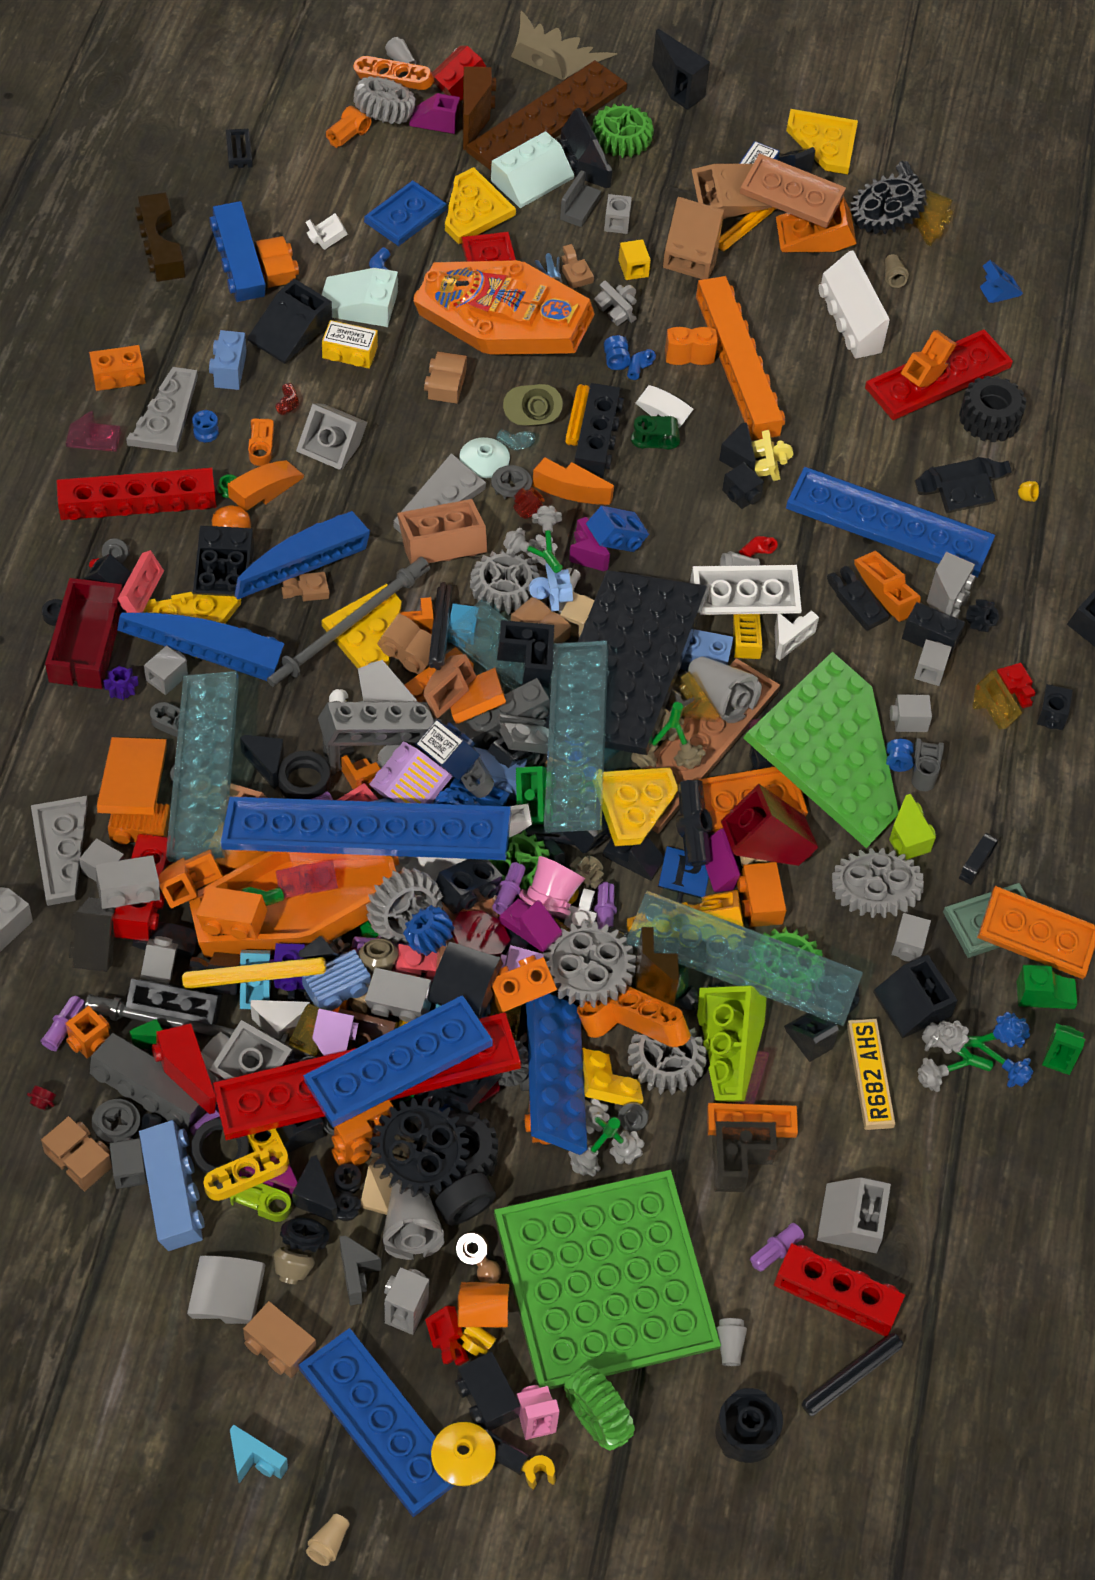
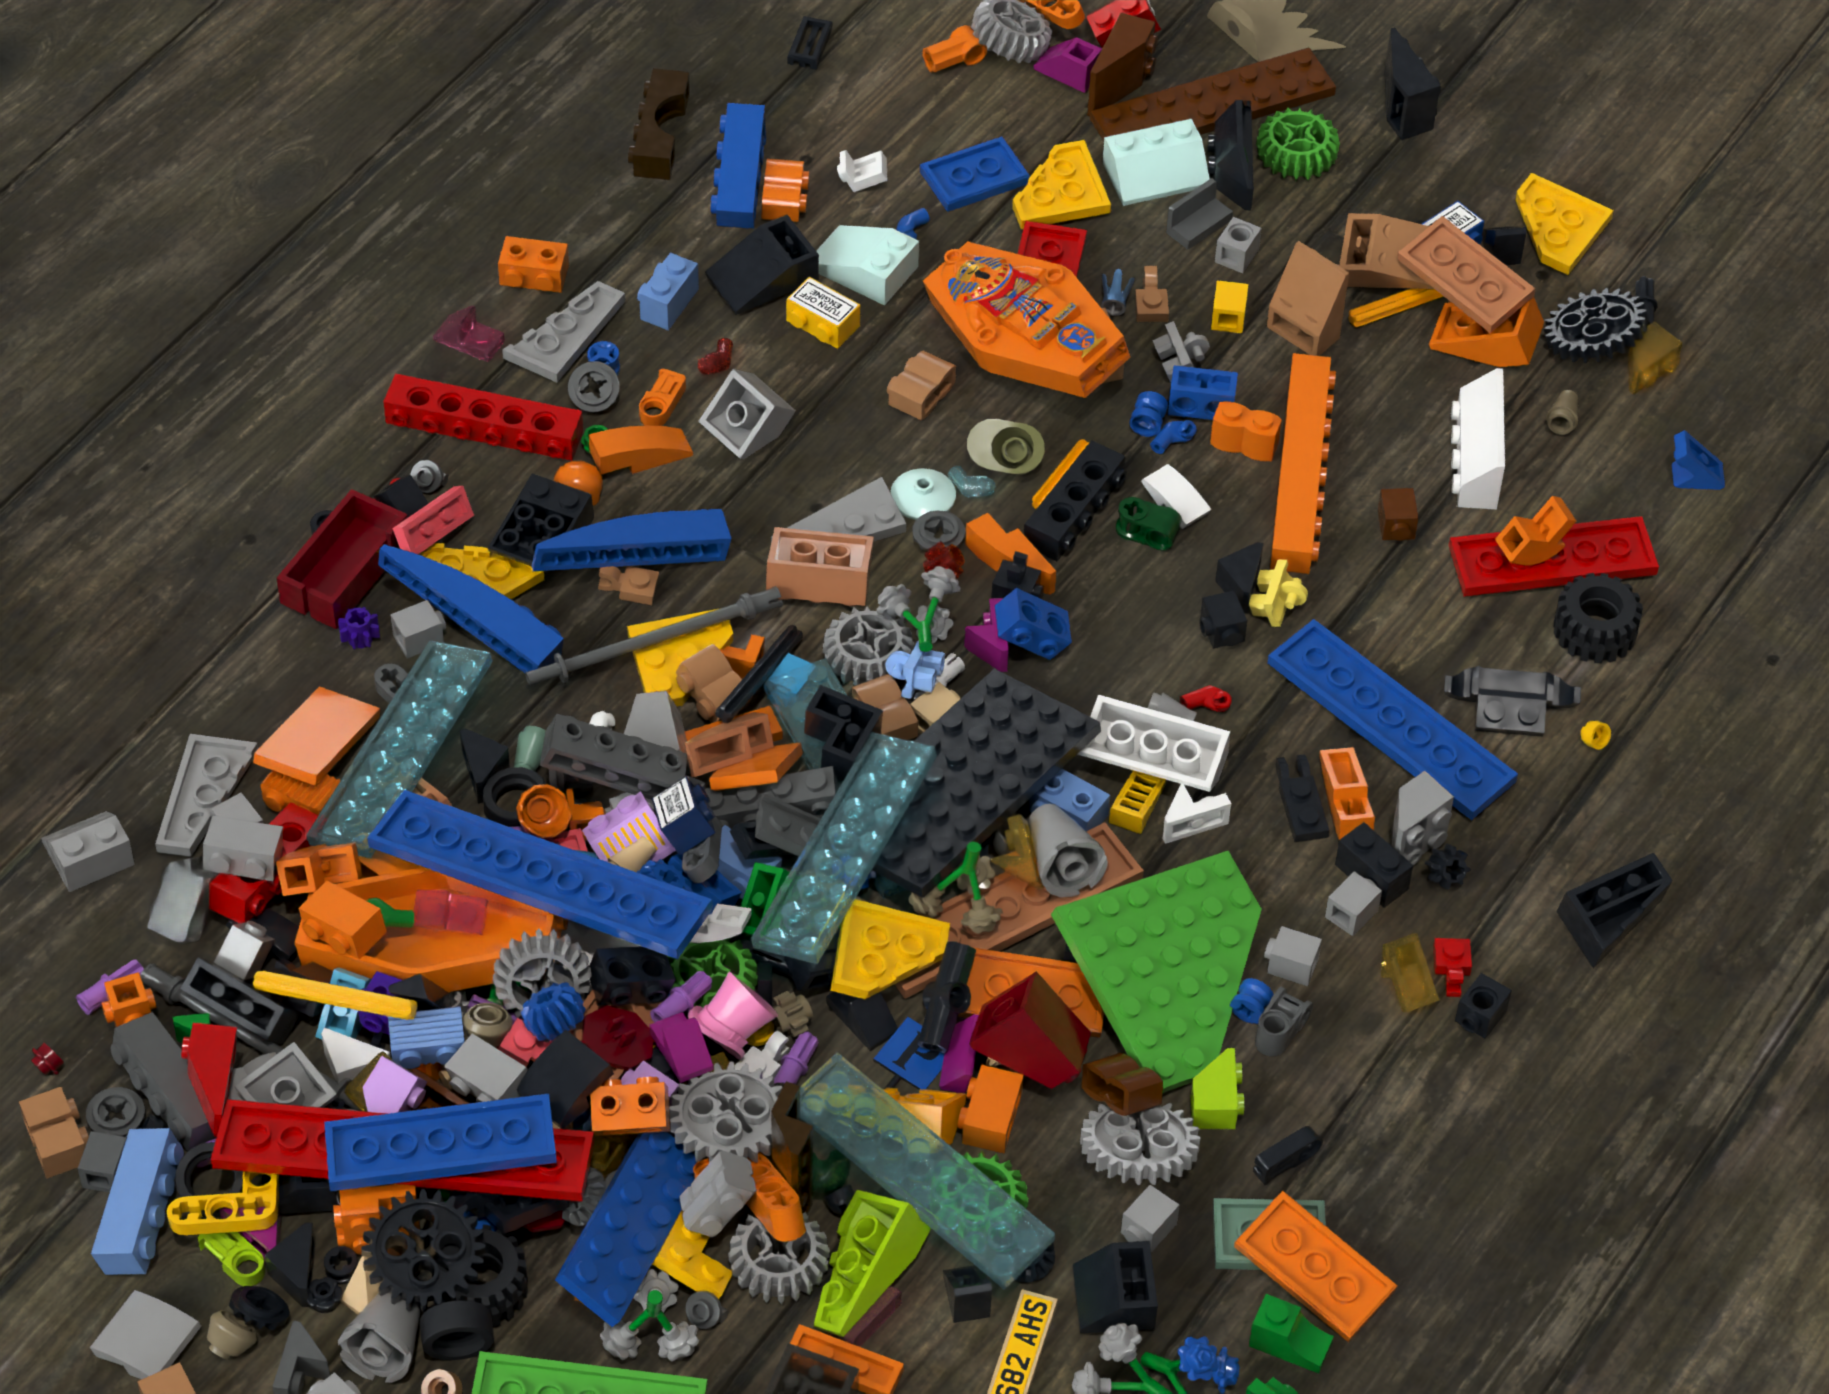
camera: 25 degrees right, 5 degrees down
(209, 435) = (579, 384): none -> dark grey gear
(296, 734) = (529, 747): none -> sand green cone
(336, 779) = (543, 811): none -> orange hair
(426, 791) = (634, 855): none -> tan cone
(587, 500) = (1017, 575): none -> black brick
(611, 1027) = (717, 1193): none -> light grey brick
(648, 326) = (1199, 391): none -> blue brick
(822, 375) = (1397, 514): none -> reddish brown brick
(848, 845) = (1122, 1084): none -> reddish brown brick

